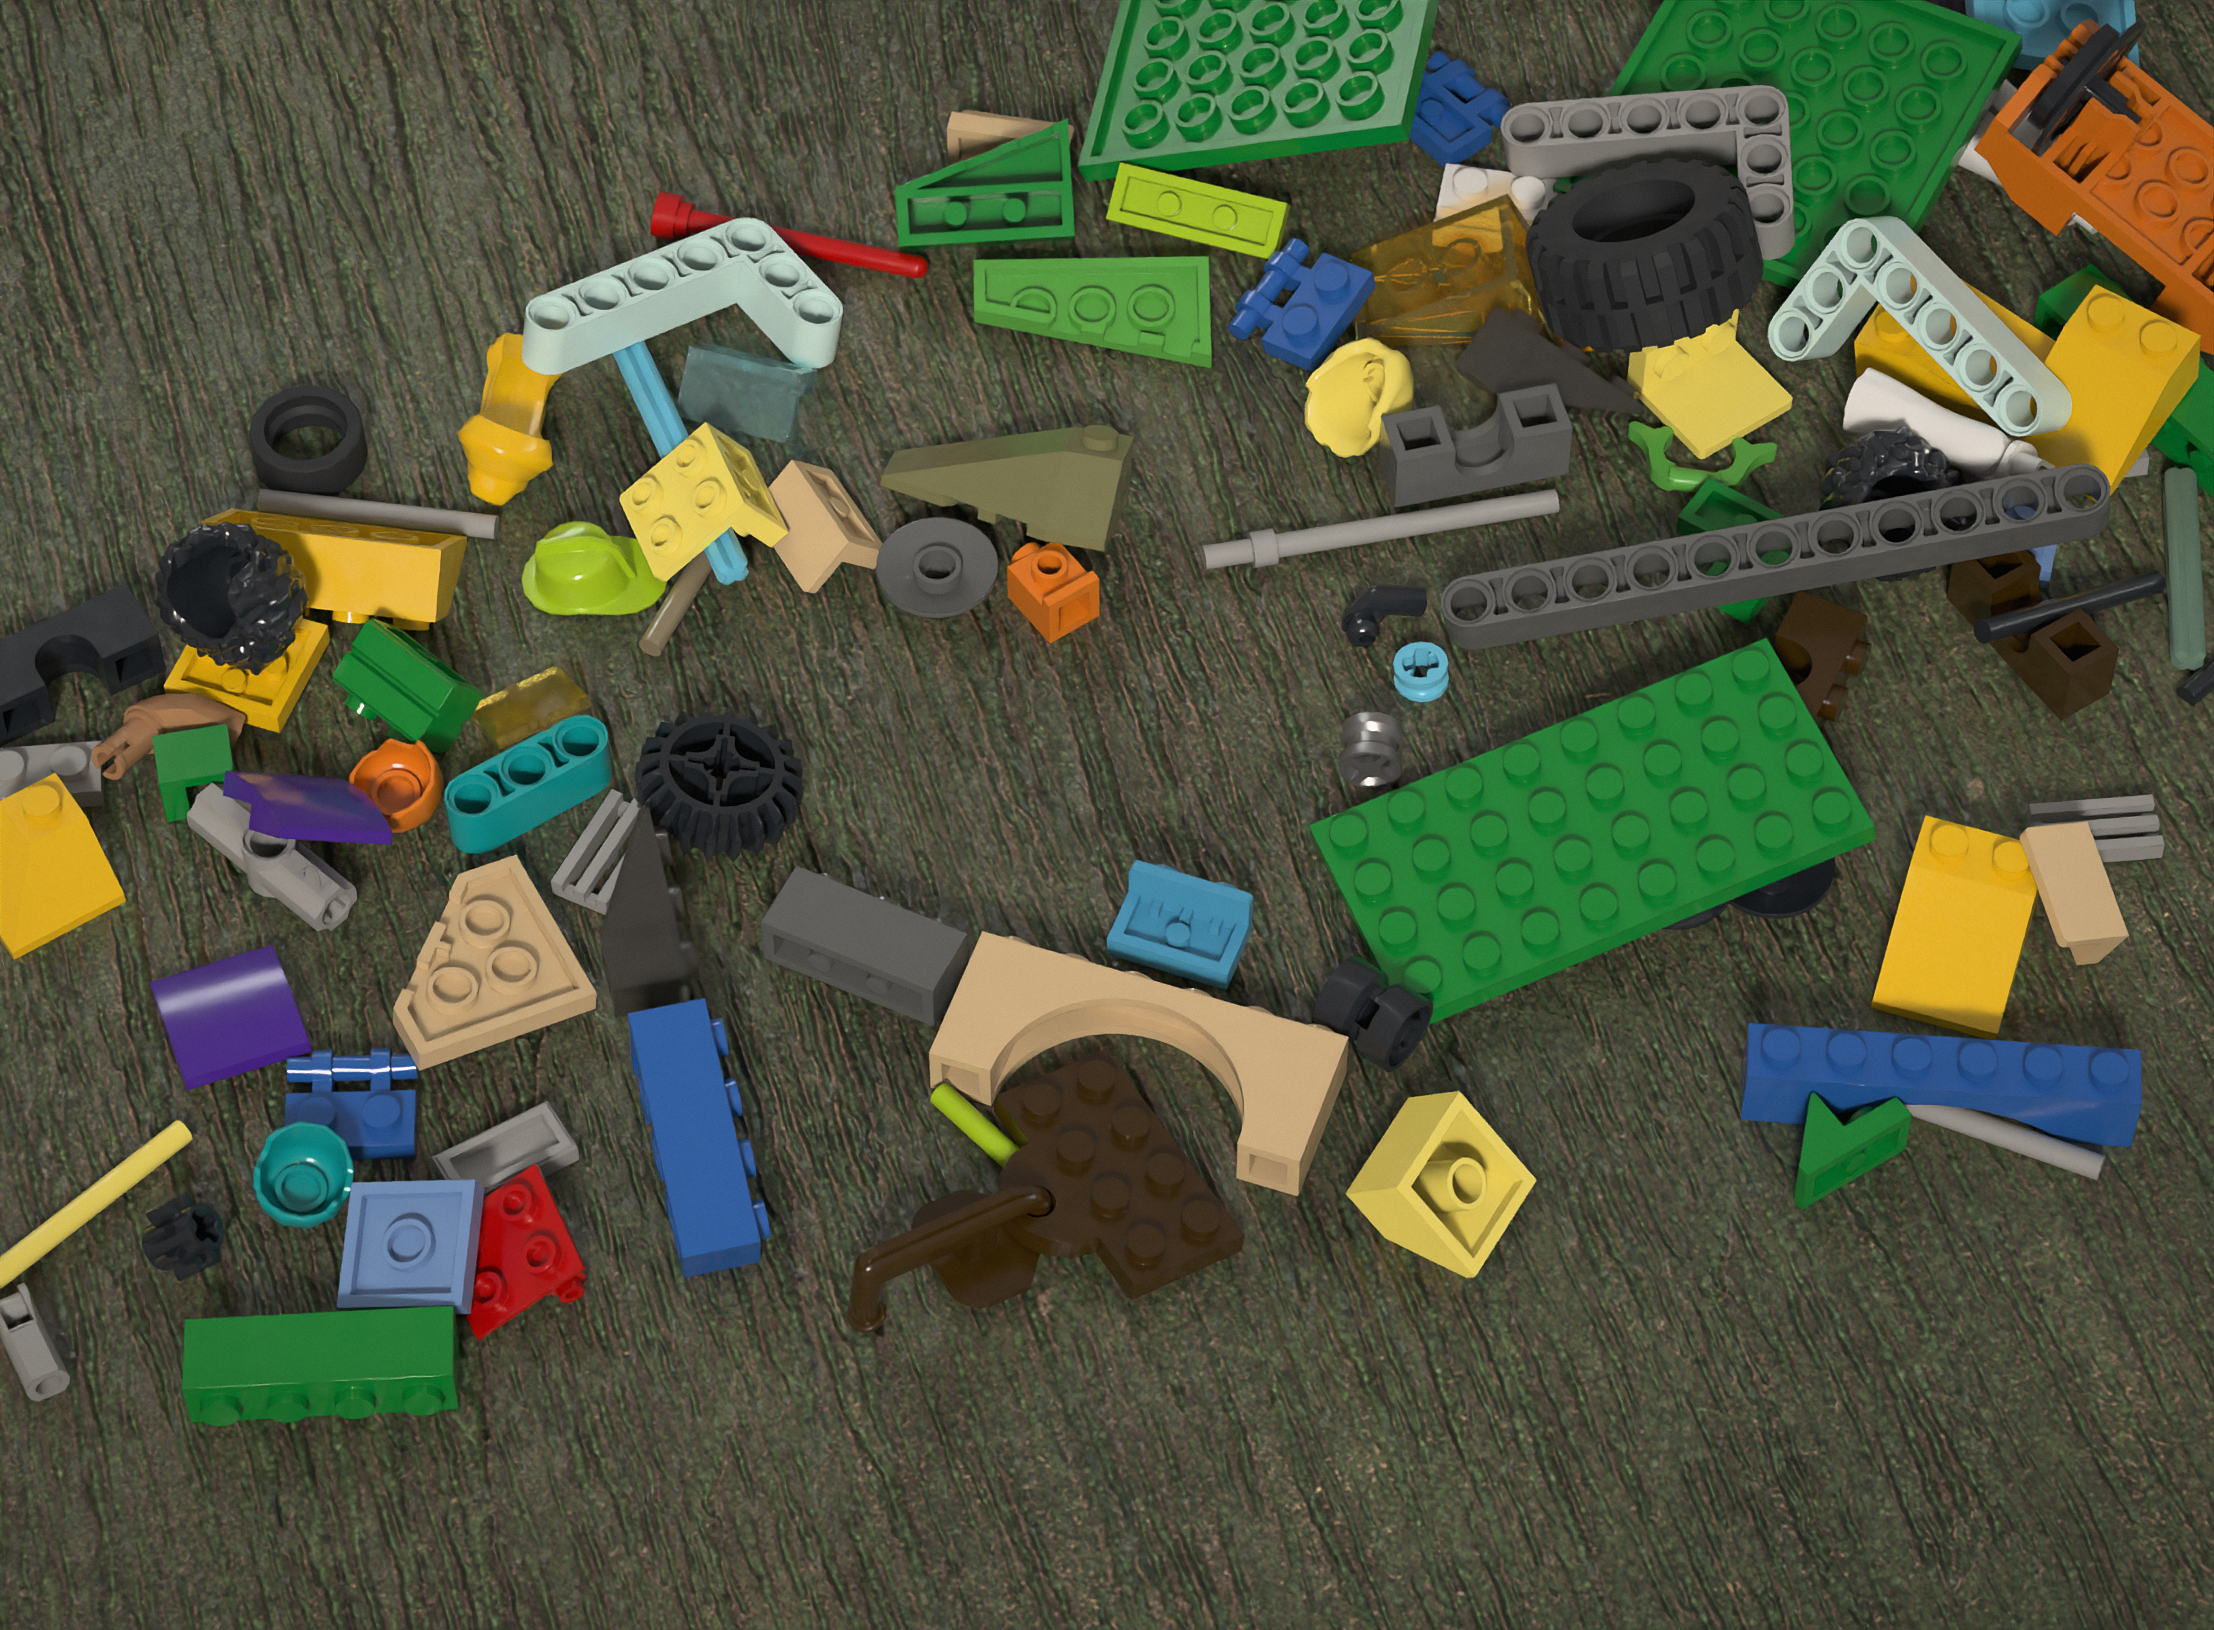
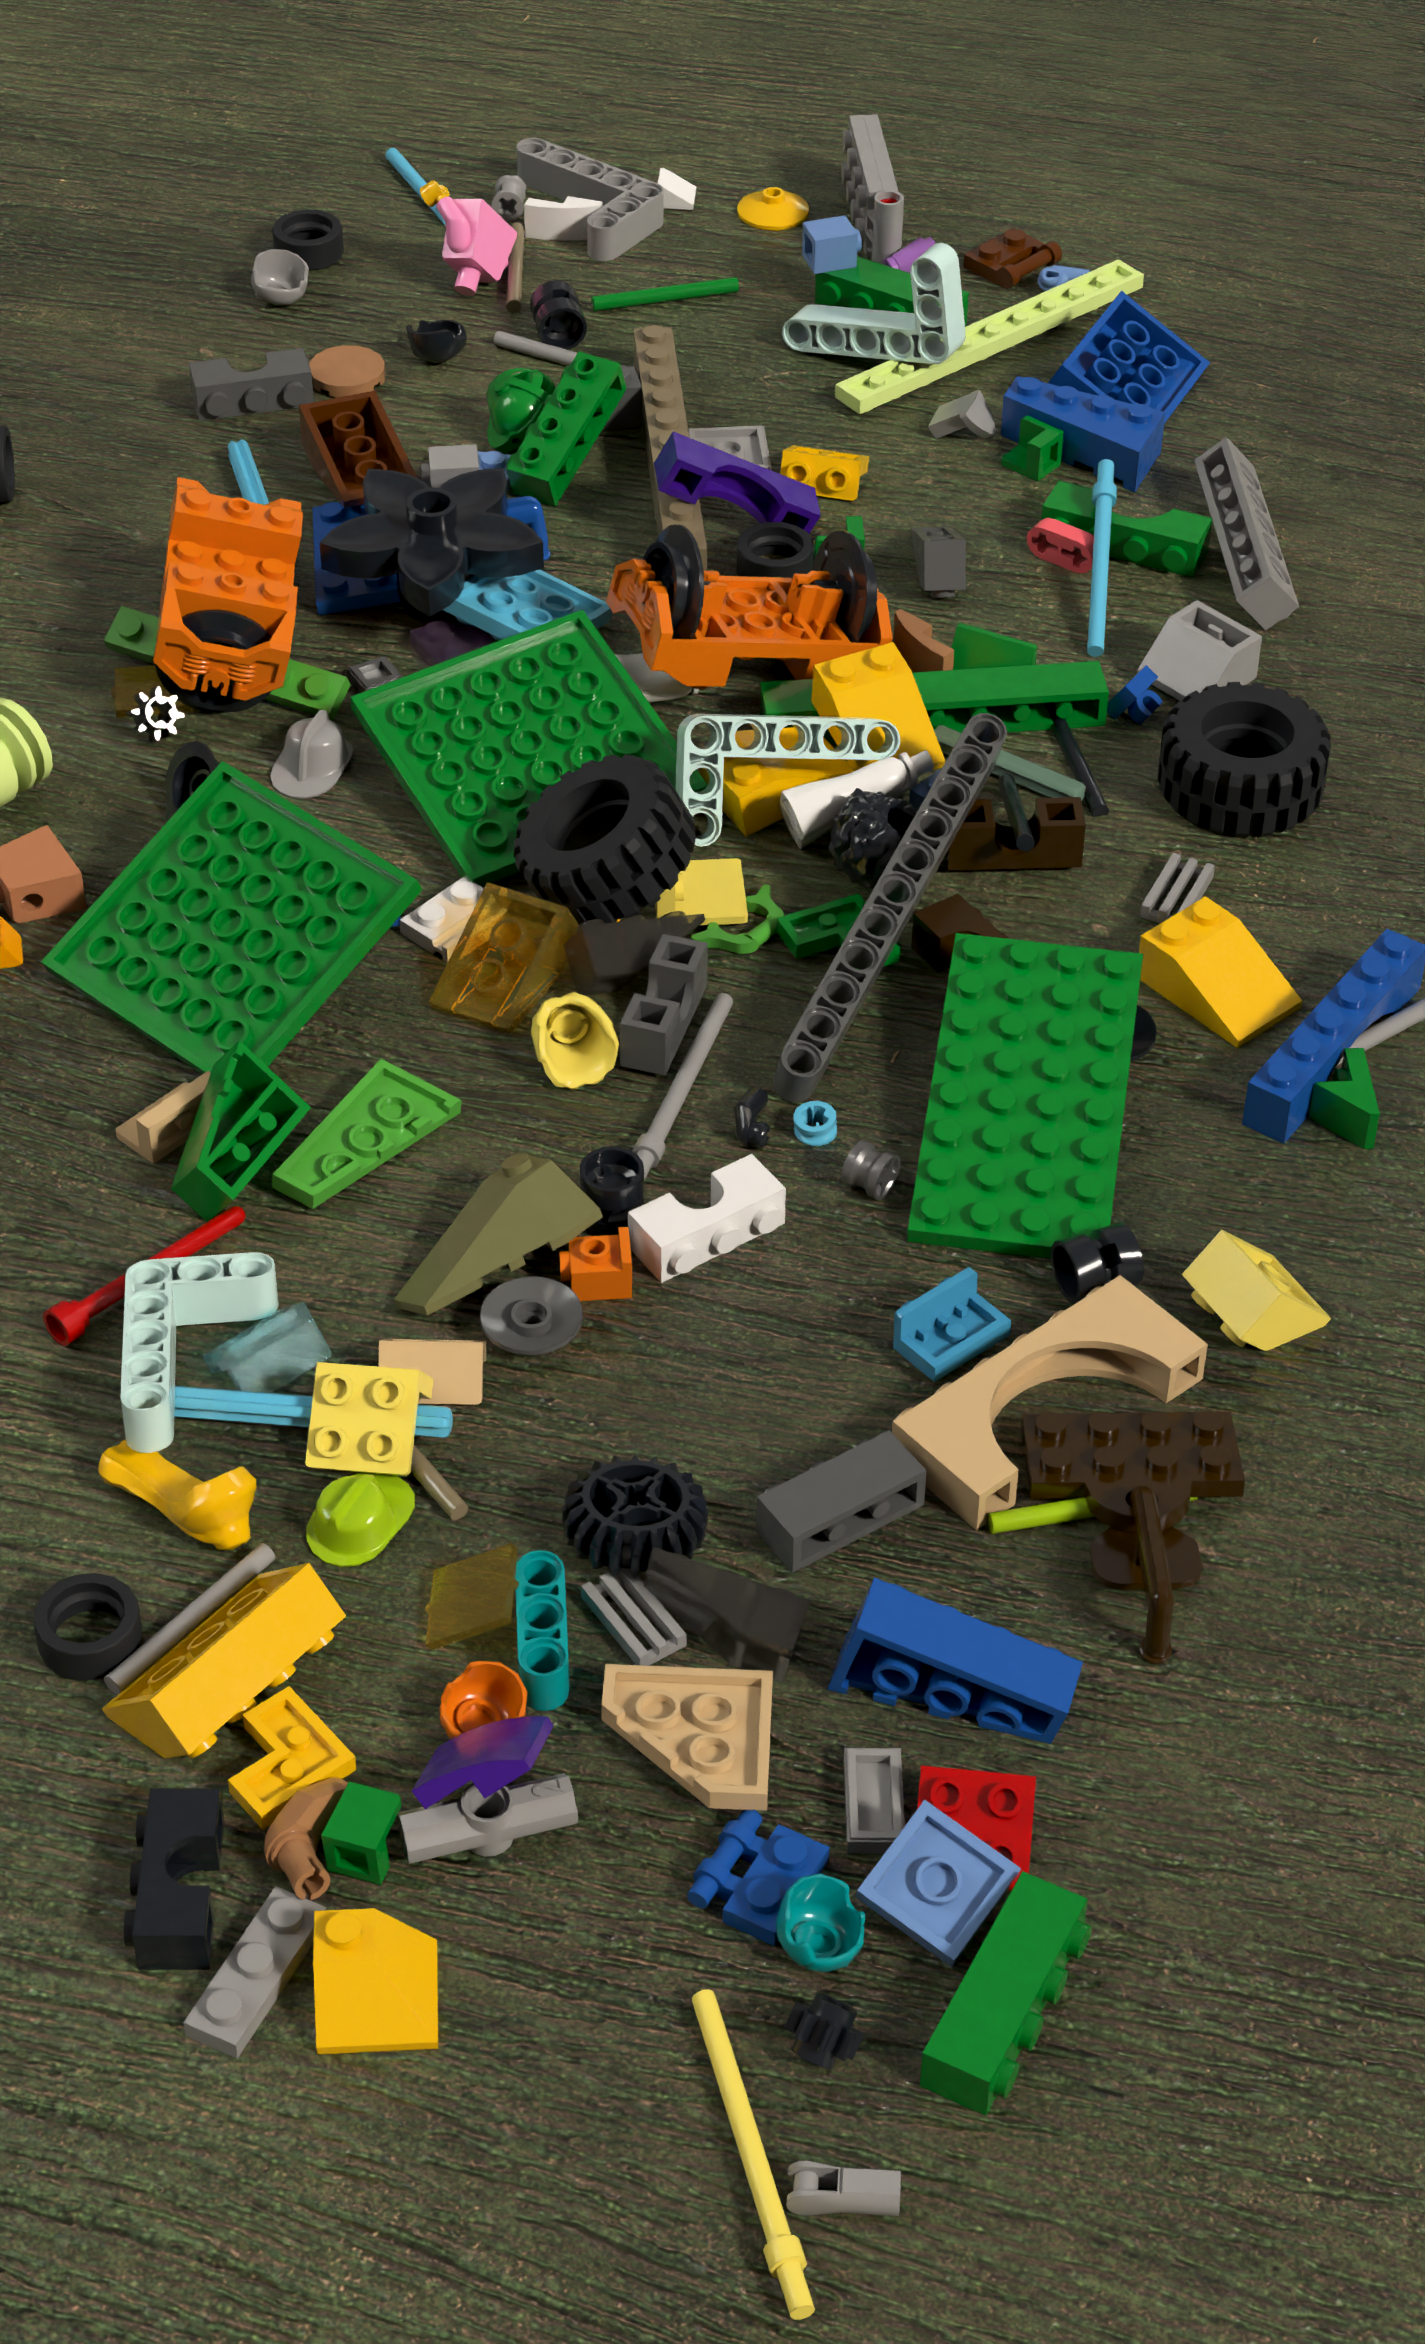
camera: 60 degrees left, 10 degrees down
(230, 1017) = (619, 1915): dark purple slope -> none
(231, 595) = (250, 1707): black hair -> none
(406, 687) = (395, 1660): green brick -> none
(1153, 544) = (615, 1184): none -> black wheel
(1197, 211) = (335, 1047): lime plate -> none
(1228, 667) = (678, 1238): none -> white arch
(1315, 314) = (470, 1031): blue plate -> none
(1674, 125) = (528, 760): light grey beam -> none
(2074, 889) = (1257, 910): tan panel -> none

